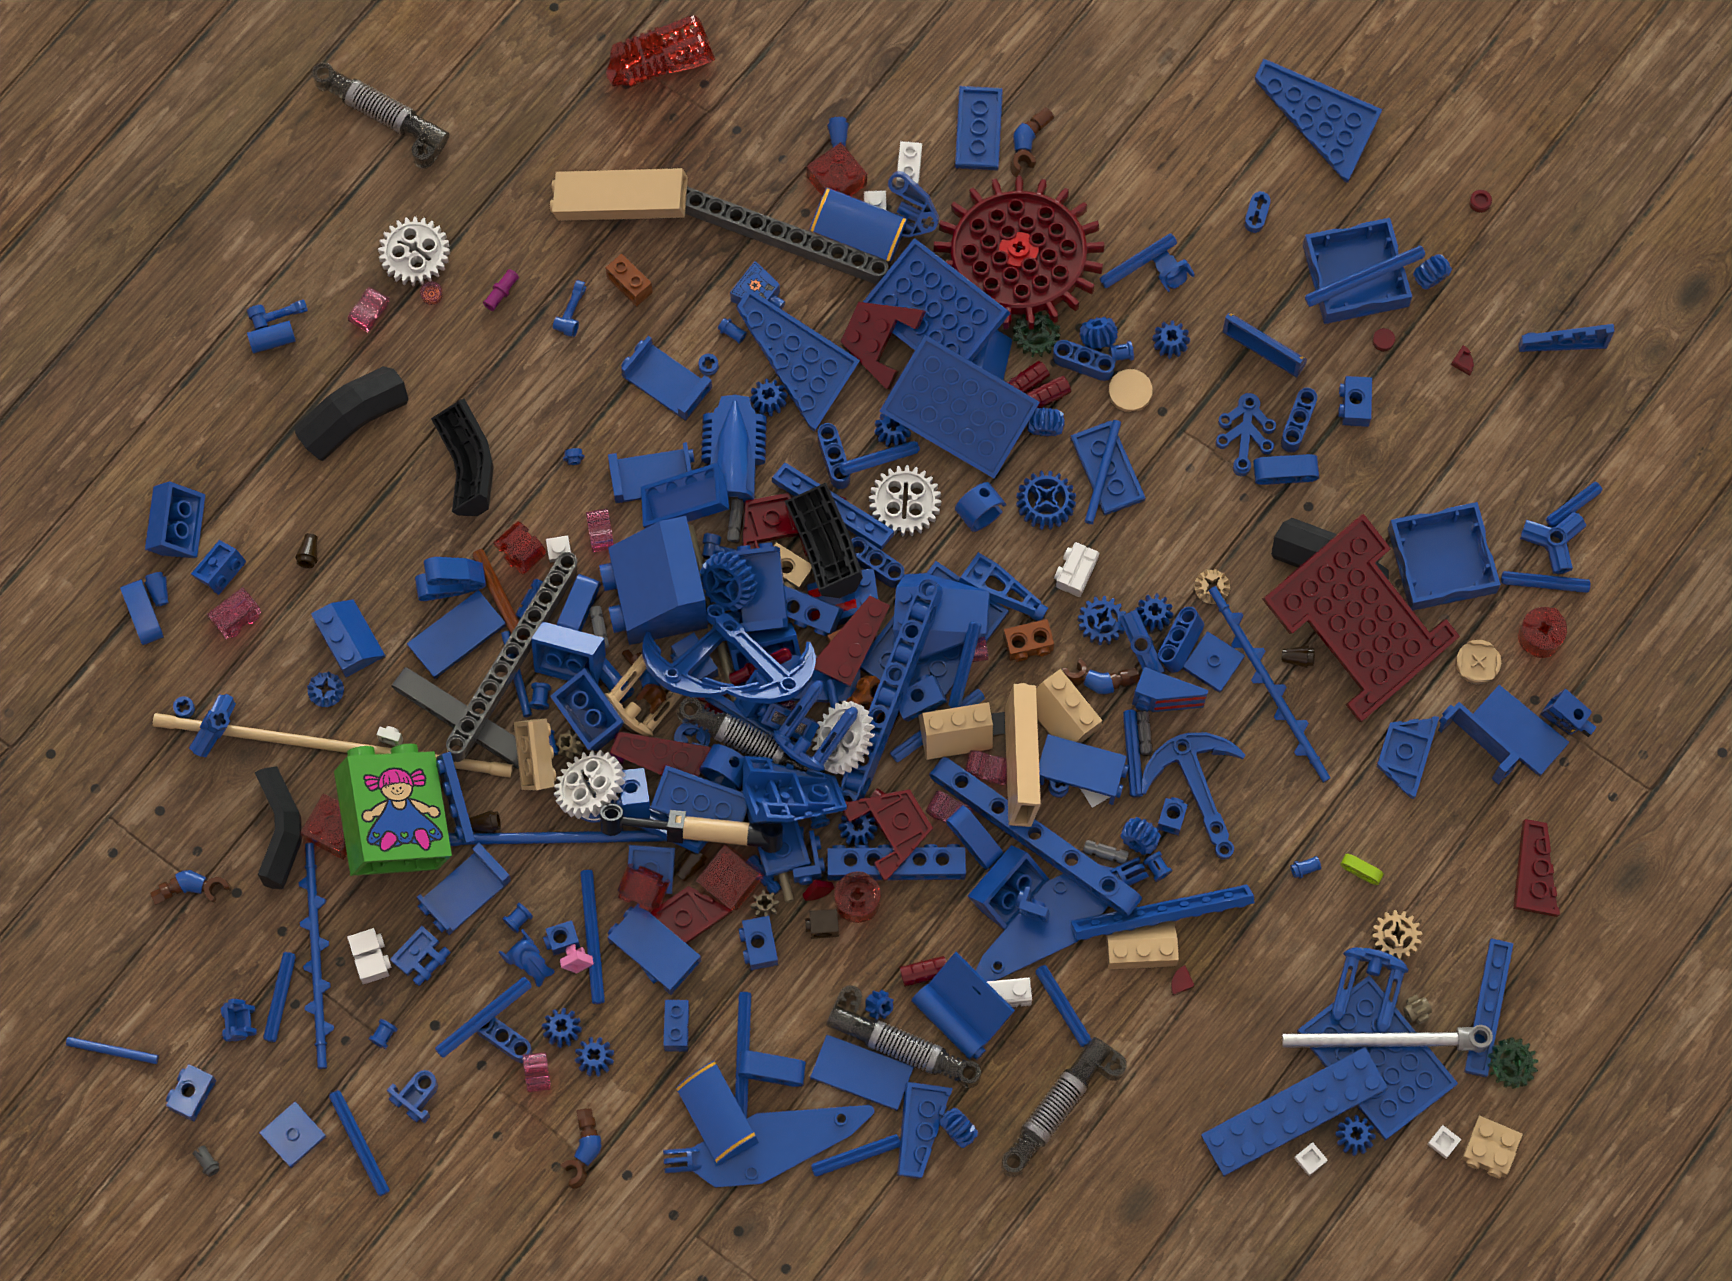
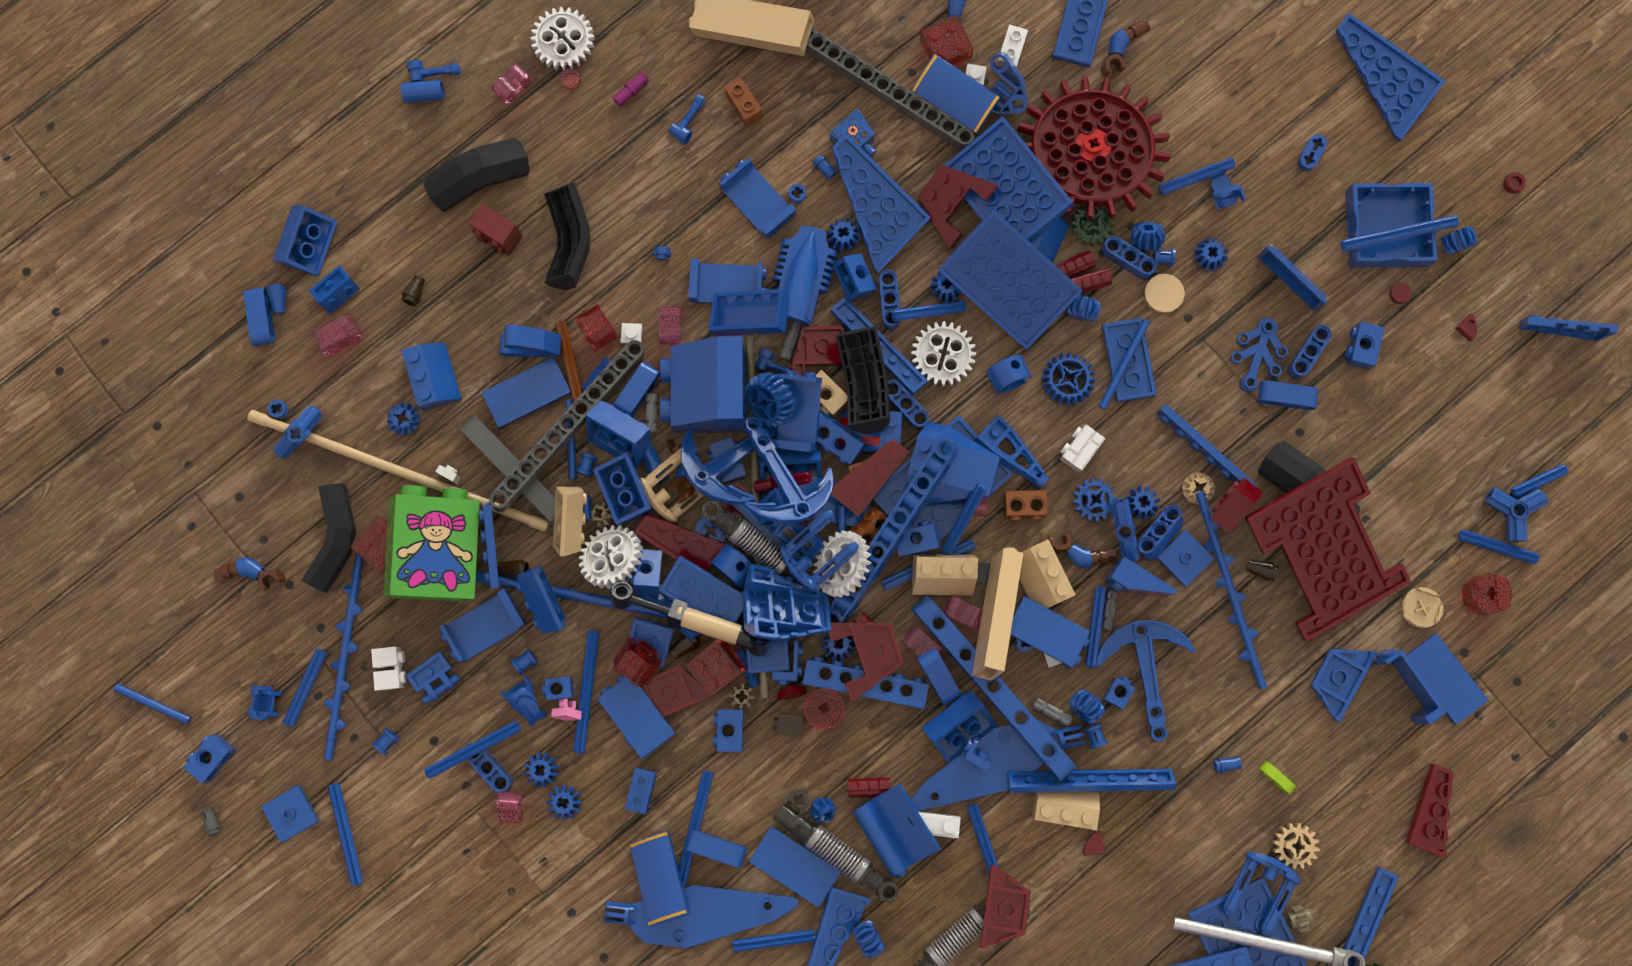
camera: 15 degrees right, 10 degrees up
(386, 467) = (495, 229): none -> dark red brick
(413, 1097) = (400, 804): blue pin -> none
(522, 845) = (541, 600): none -> blue slope
(588, 1148) = (542, 881): reddish brown piece -> none
(790, 439) = (854, 277): none -> blue brick
(1097, 1060) = (1004, 909): none -> dark red wing
(1204, 539) = (1200, 444): none -> blue plate
(1252, 586) = (1235, 504): none -> dark red brick
(1443, 556) = (1413, 505): blue tile -> none
(1568, 713) = (1494, 675): blue torso -> none

